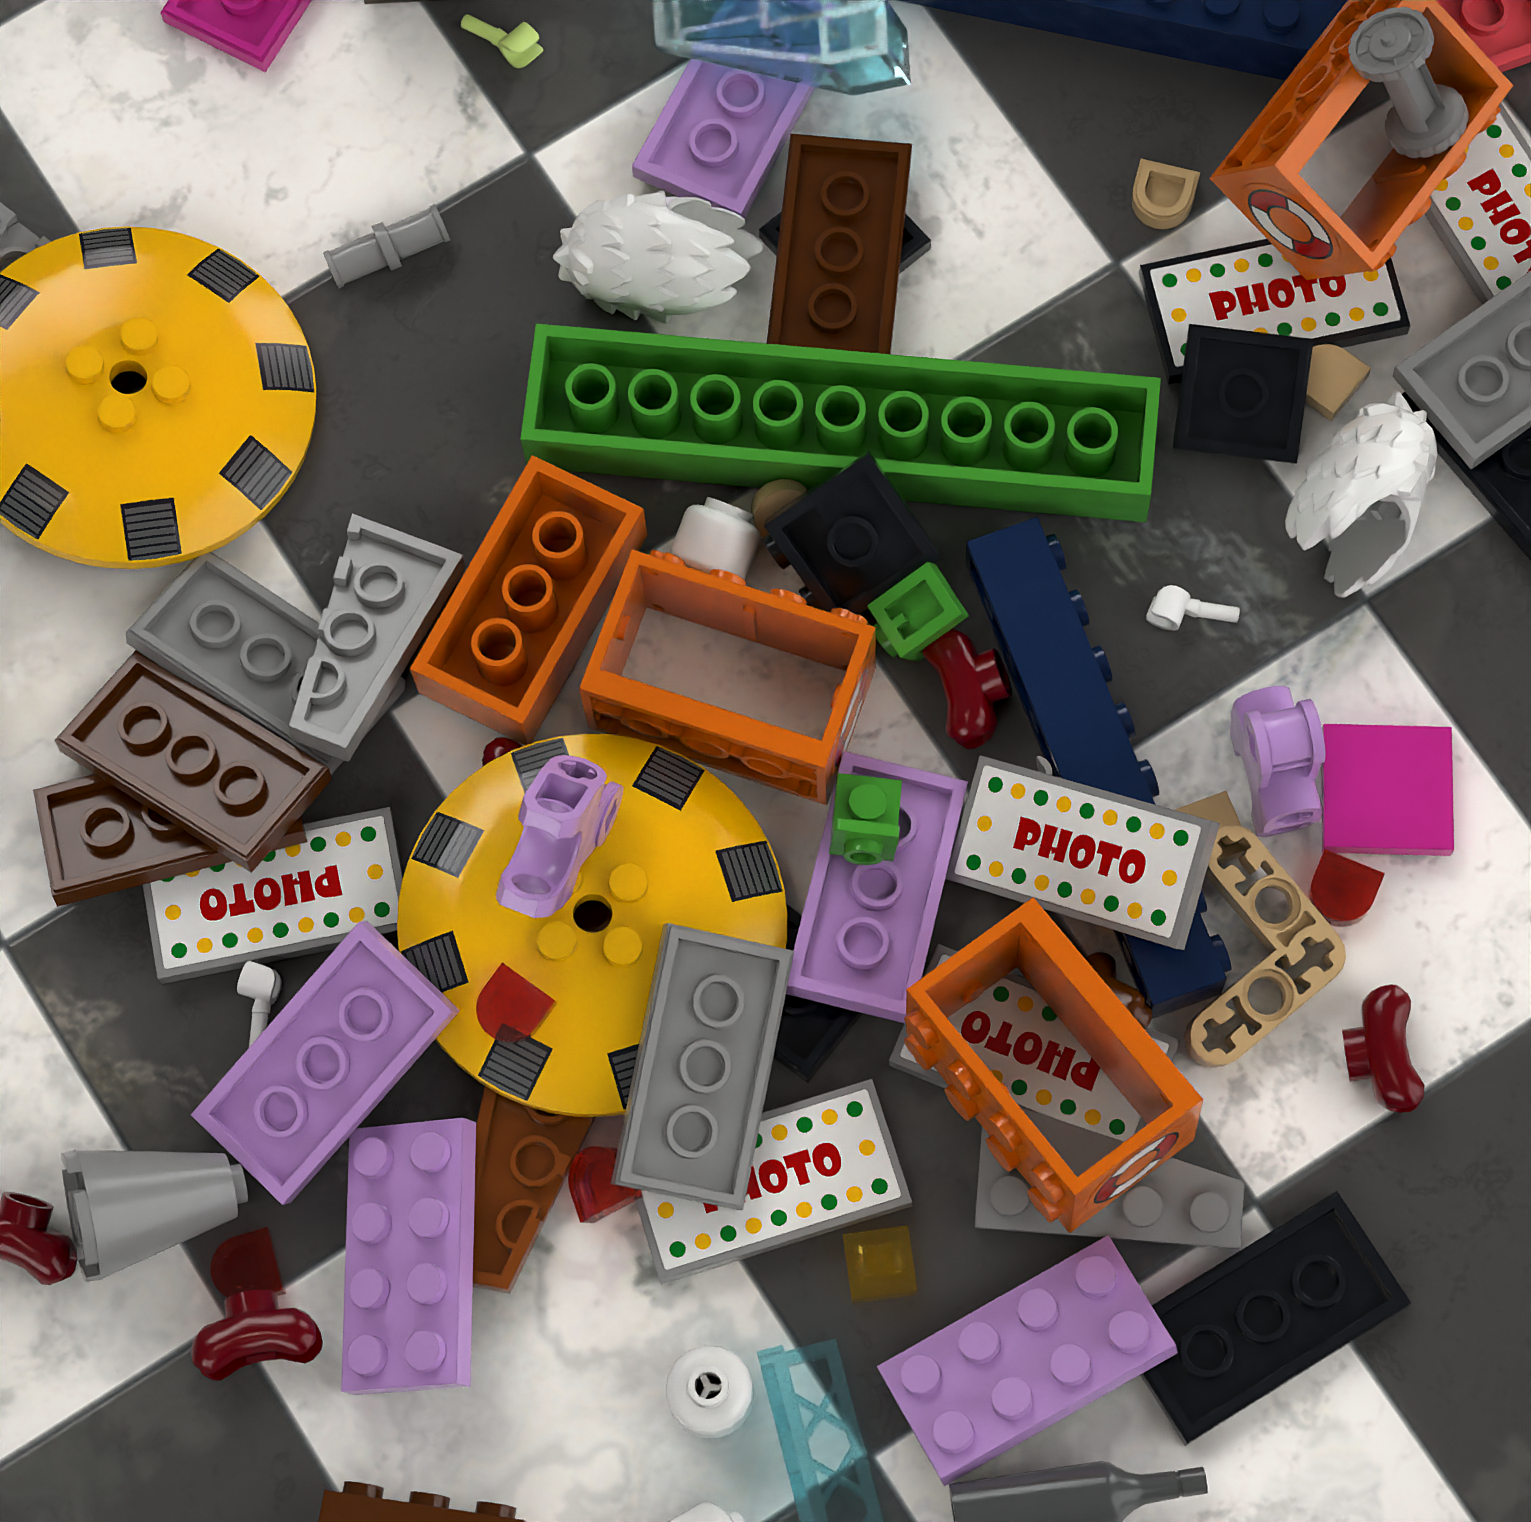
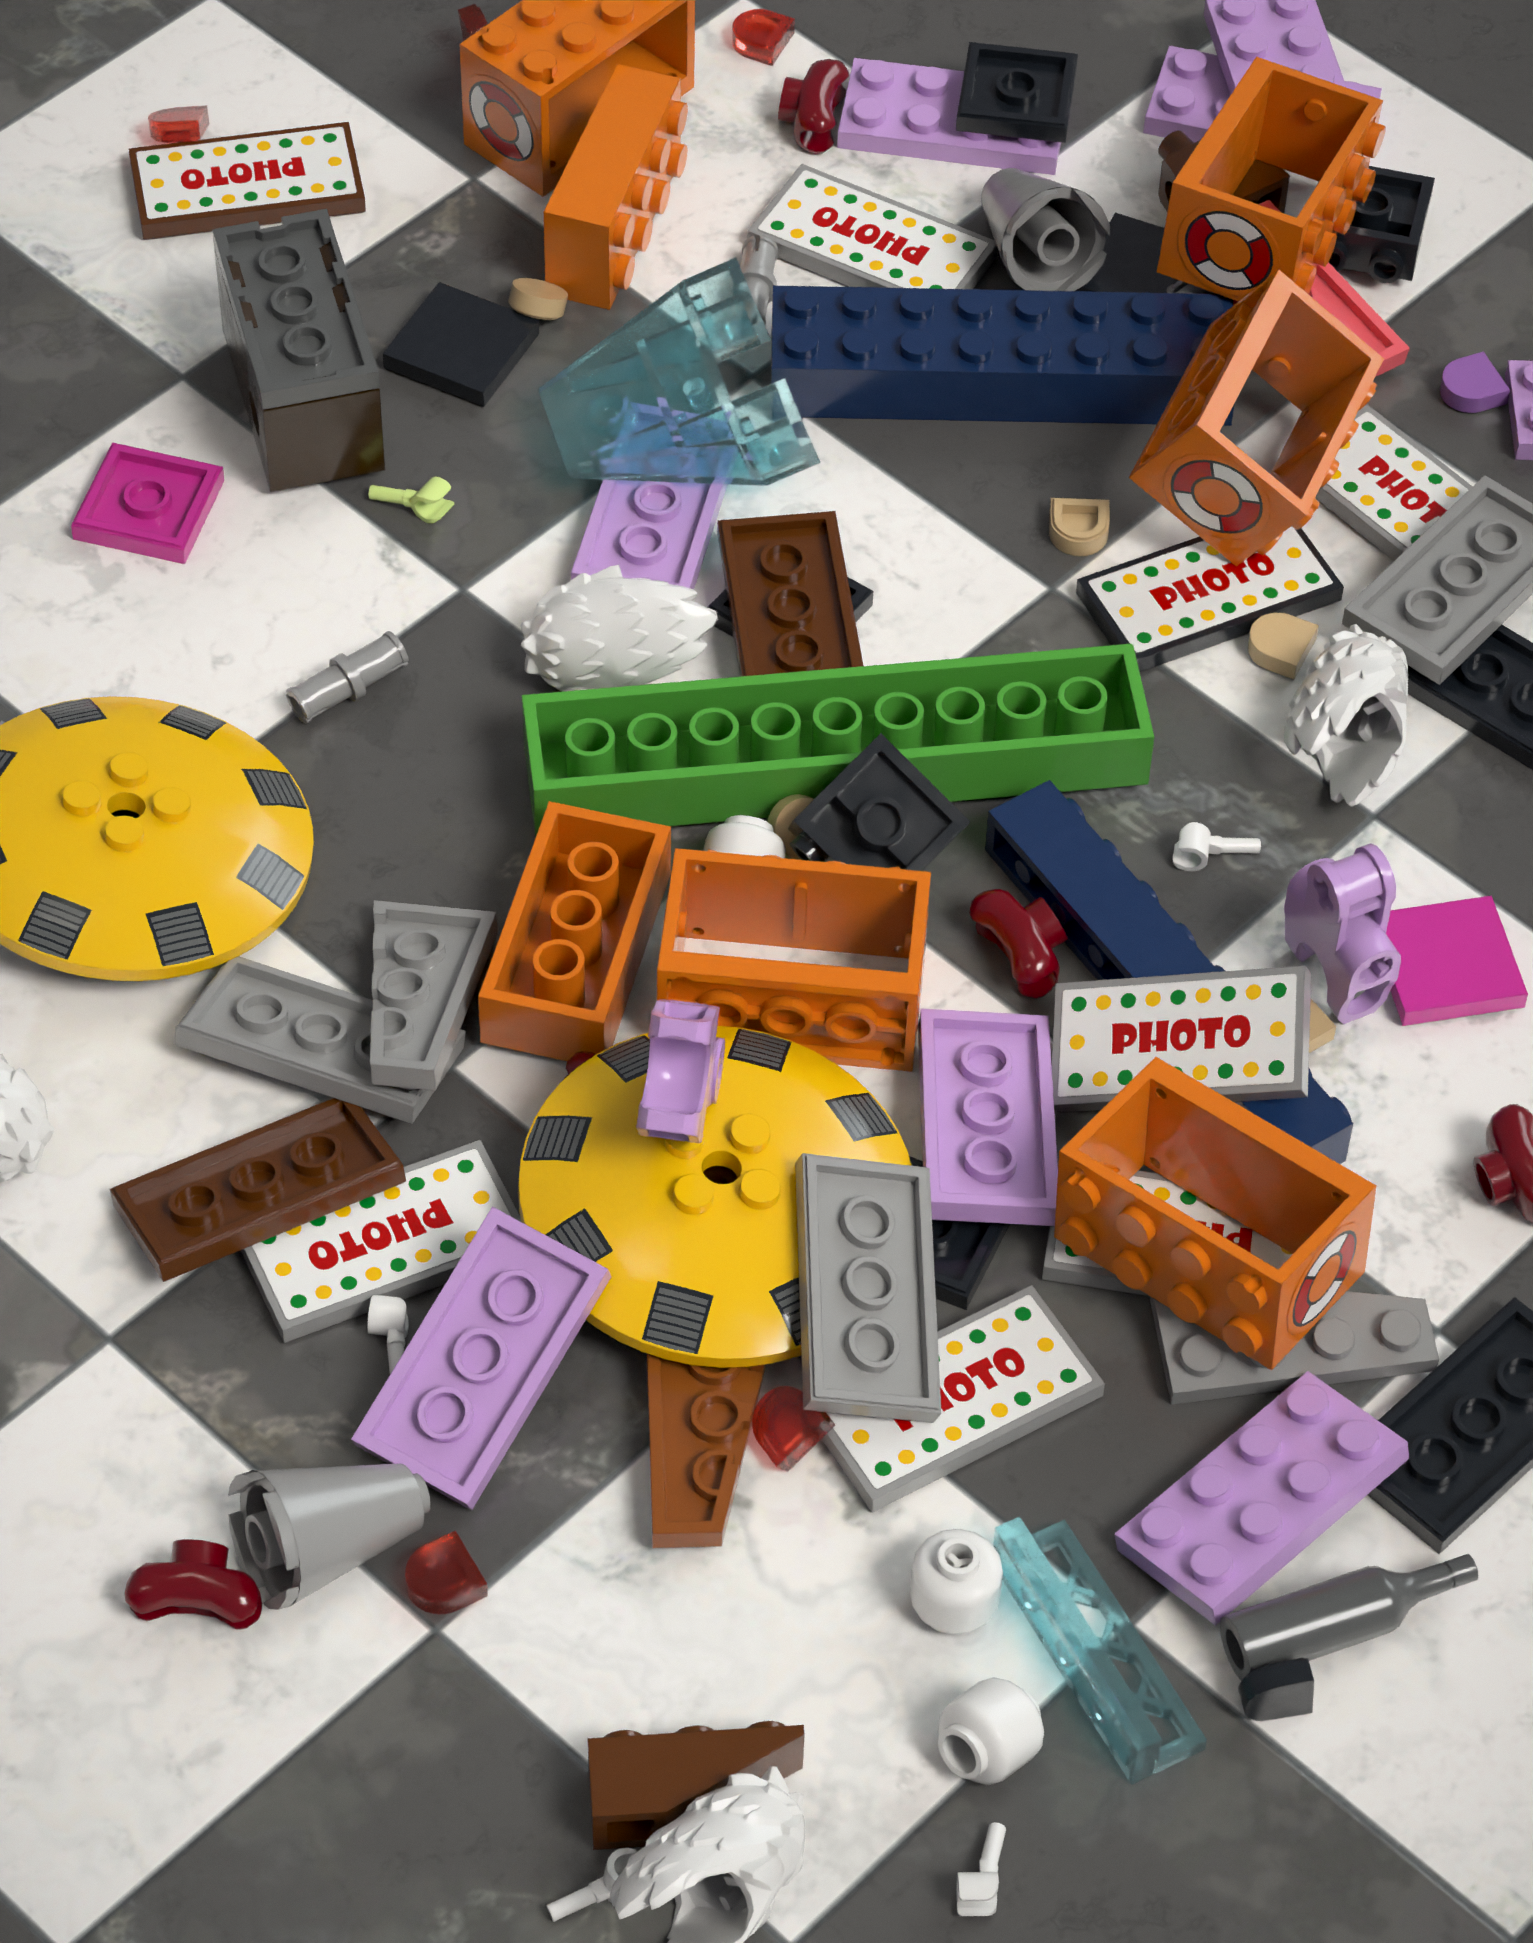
camera: 20 degrees left, 20 degrees down
(194, 760) = (272, 1127): tile -> none
(254, 1333) = (471, 1625): dark red piece -> none
(409, 1257) = (613, 1524): lavender plate -> none
(512, 1006) = (665, 1259): clear red tile -> none
(865, 819) = (963, 1052): bright green bracket -> none
(880, 1264) = (1088, 1448): clear yellow tile -> none
(916, 613) = (961, 876): bright green bracket -> none
(1242, 393) = (1207, 662): black tile -> none
(1280, 940) = (1391, 1097): tan beam -> none
(1343, 889) = (1433, 1050): clear red tile -> none
(1394, 50) = (1277, 319): light grey hose -> none

